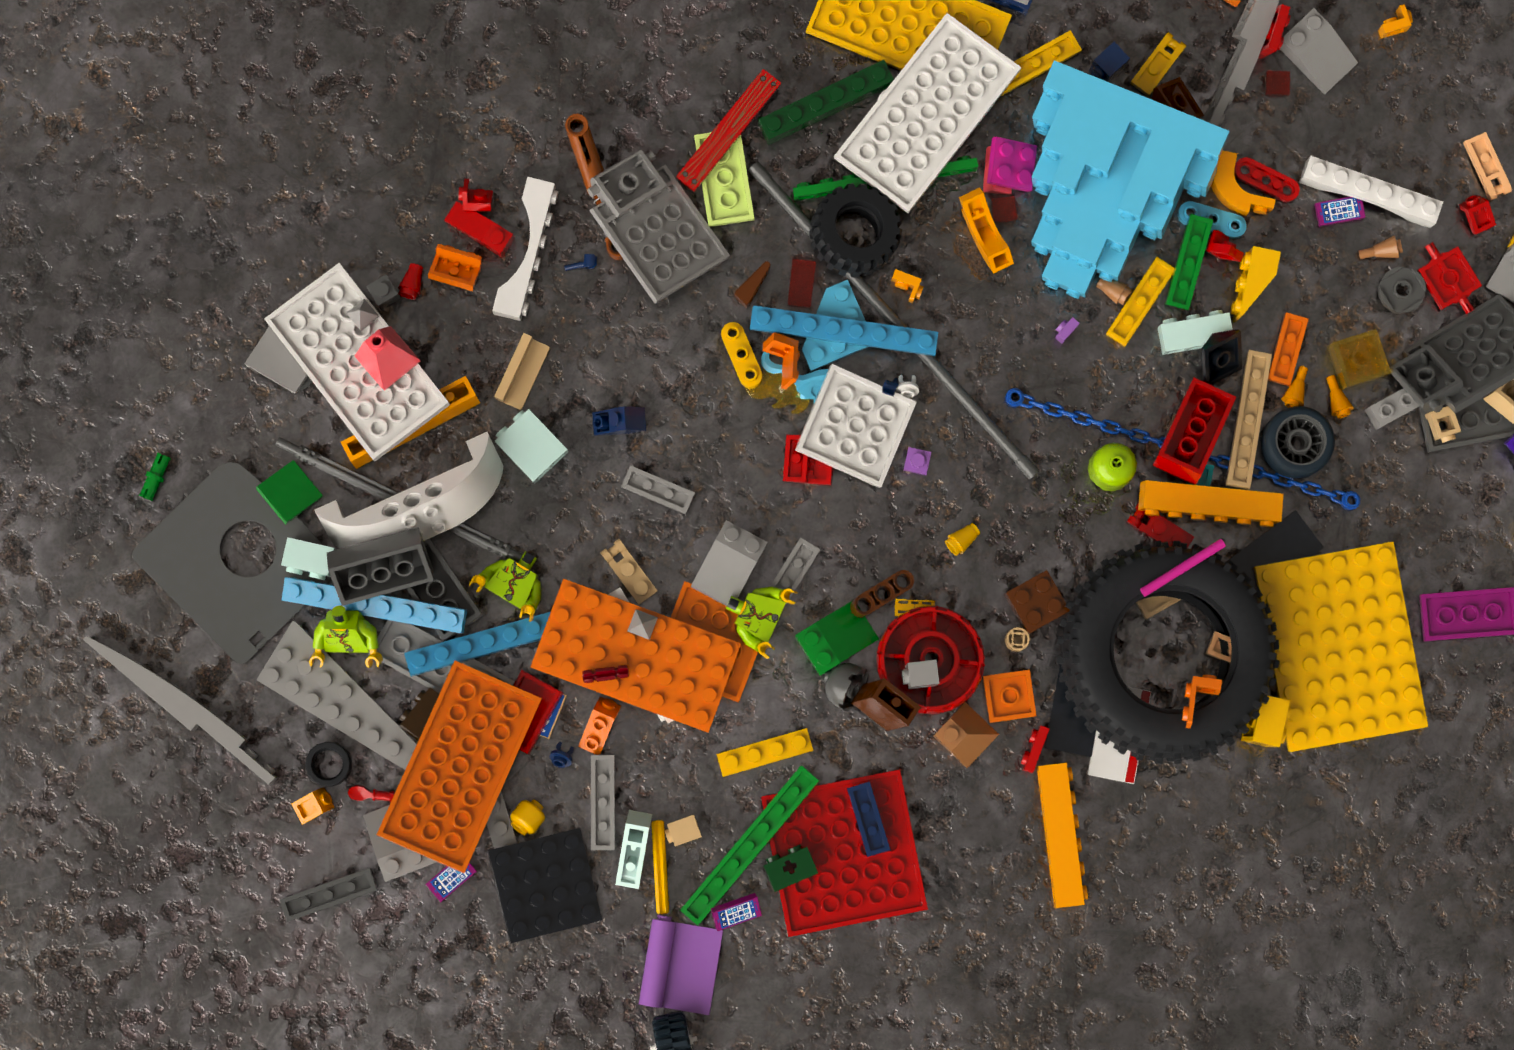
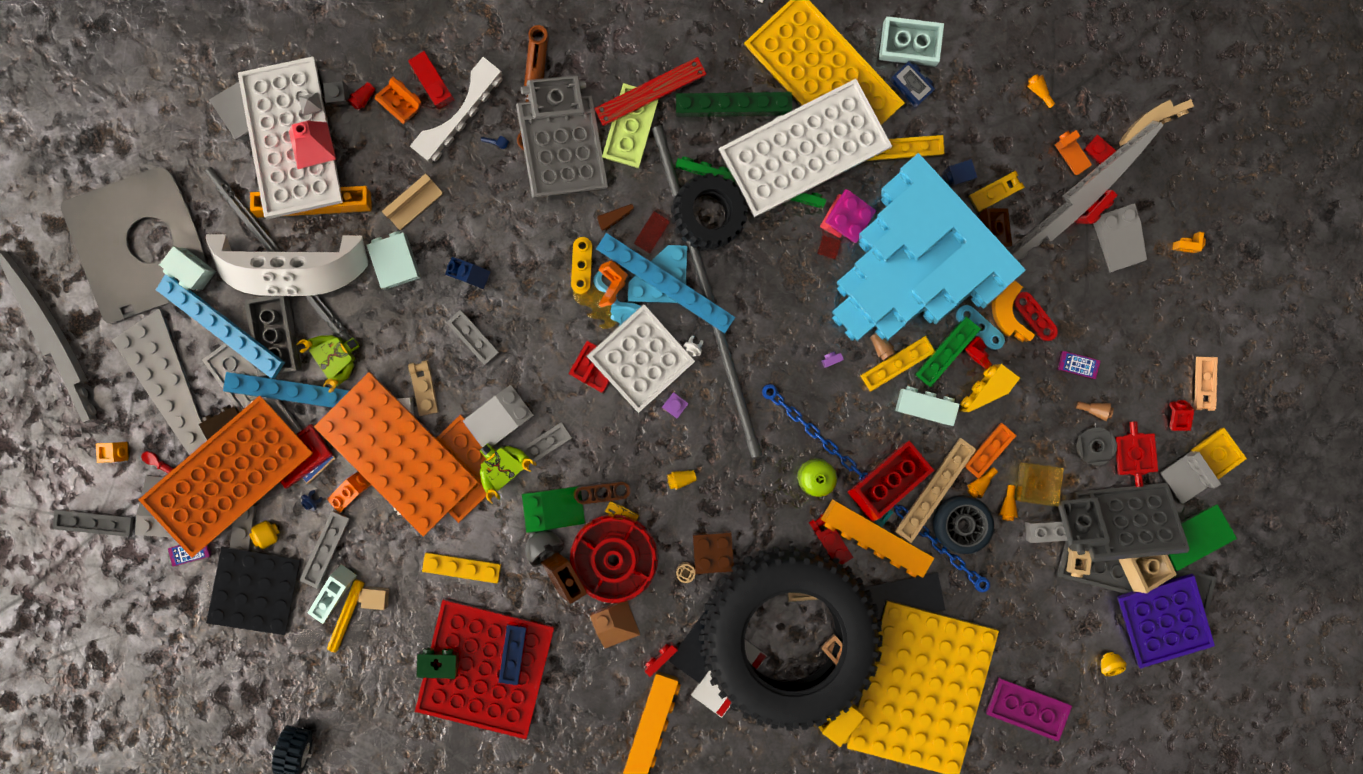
camera: 30 degrees right, 5 degrees up
(154, 477) = (105, 154): green pin -> none
(289, 492) = (198, 211): green tile -> none
(310, 764) = (122, 431): black tyre -> none
(345, 633) = (191, 337): lime torso -> none
(380, 566) = (231, 300): dark grey brick -> none
(475, 199) = (437, 55): red bracket -> none
(605, 674) = (365, 458): dark red axle -> none
(642, 624) = (410, 434): light grey slope -> none
(680, 966) = (326, 695): medium lavender door -> none
(736, 912) = (384, 675): tile -> none
(750, 845) = (417, 632): green plate -> none
(890, 386) = (678, 342): dark blue hand -> none
(905, 281) = (729, 267): light orange bracket -> none
(921, 674) = (597, 571): light grey brick -> none
(984, 231) = (806, 257): light orange arch -> none
(1009, 696) = (660, 611): orange plate -> none
(1183, 567) = (830, 585): dark pink bar -> none
(1206, 684) = (804, 681): orange bracket -> none
(1221, 356) = (938, 433): black slope -> none
(1277, 83) = (1079, 247): clear red tile -> none
(1344, 181) = (1120, 371): white arch -> none

